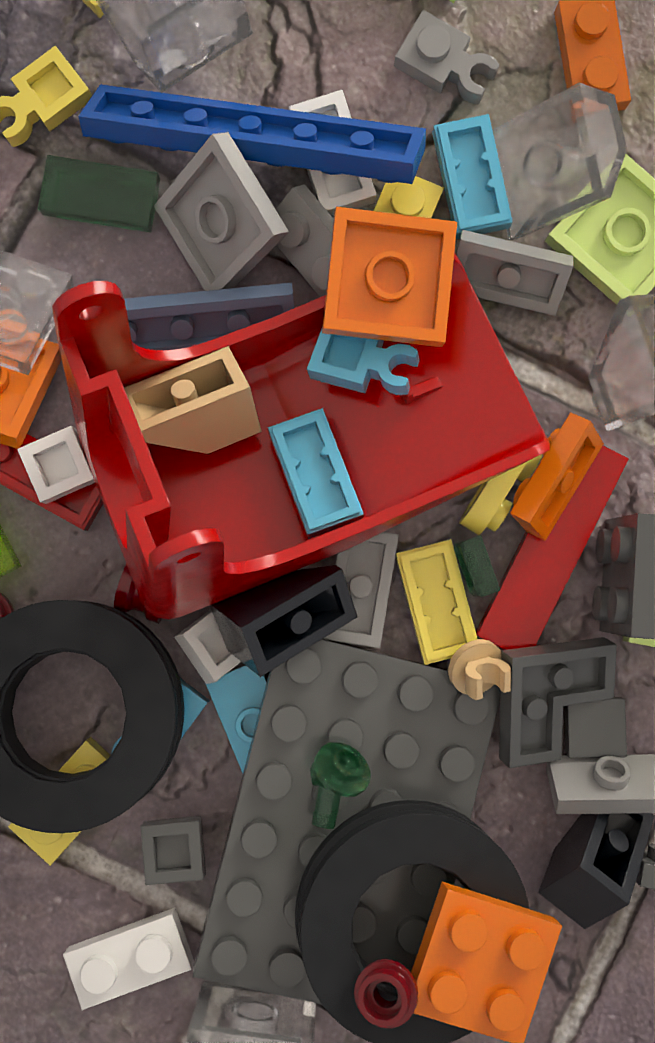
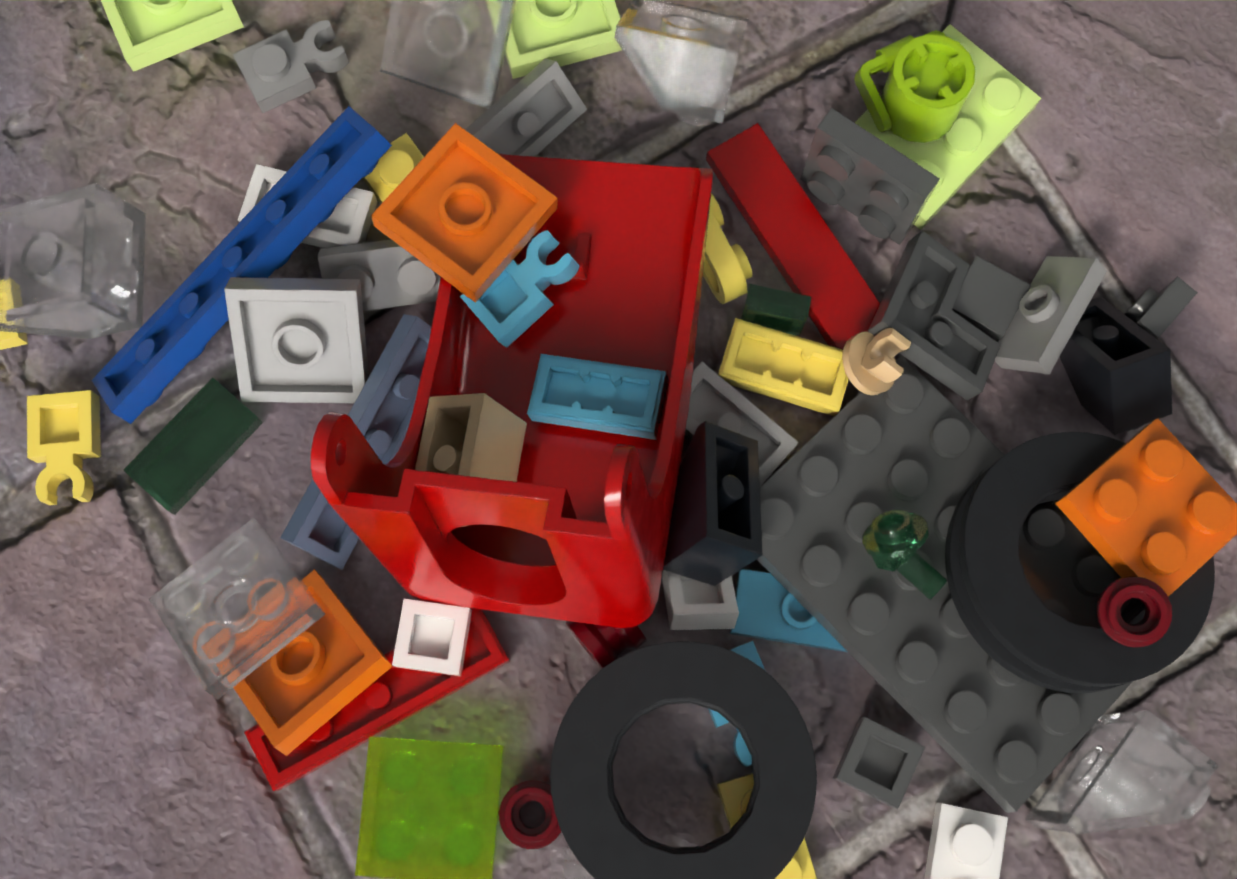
camera: 60 degrees left, 10 degrees down
(472, 175) = (410, 100): medium azure plate -> none
(546, 494) = (748, 209): orange plate -> none

